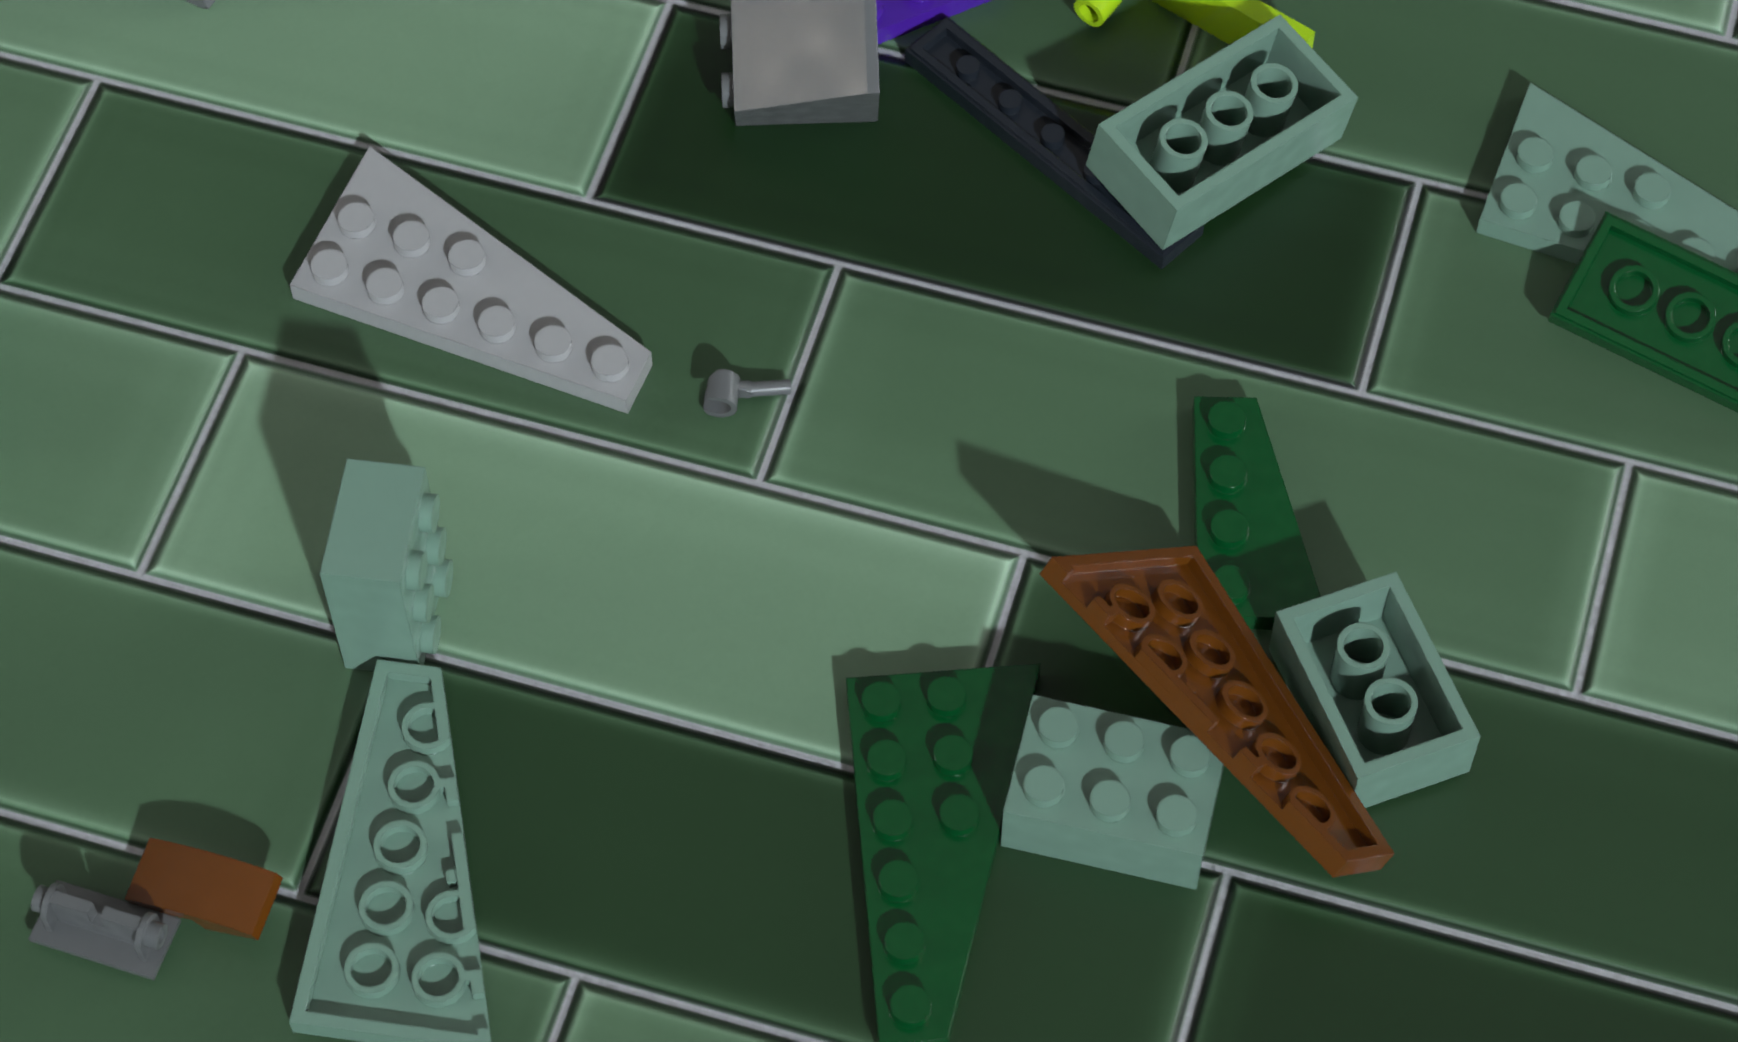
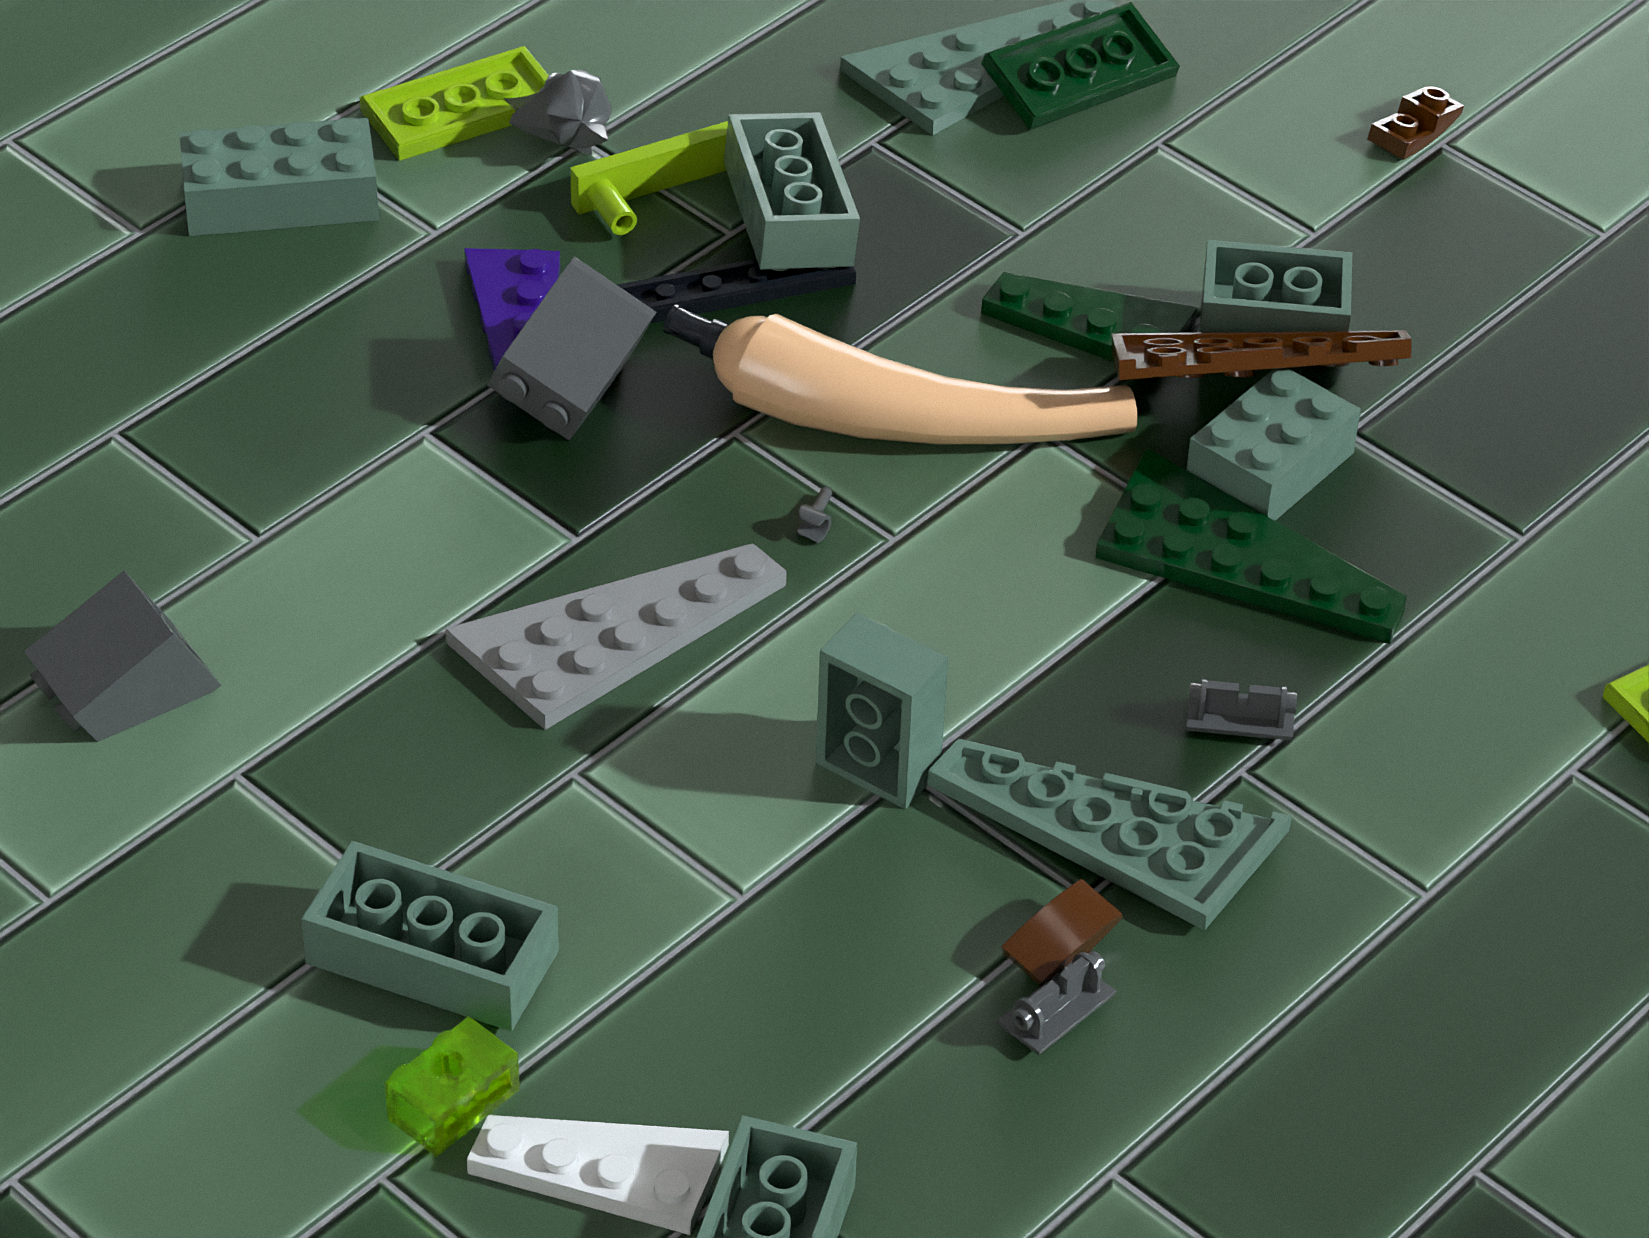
camera: 65 degrees left, 15 degrees down
(652, 934) = (1222, 710): none -> dark grey hinge
(923, 336) = (853, 393): none -> light nougat animal

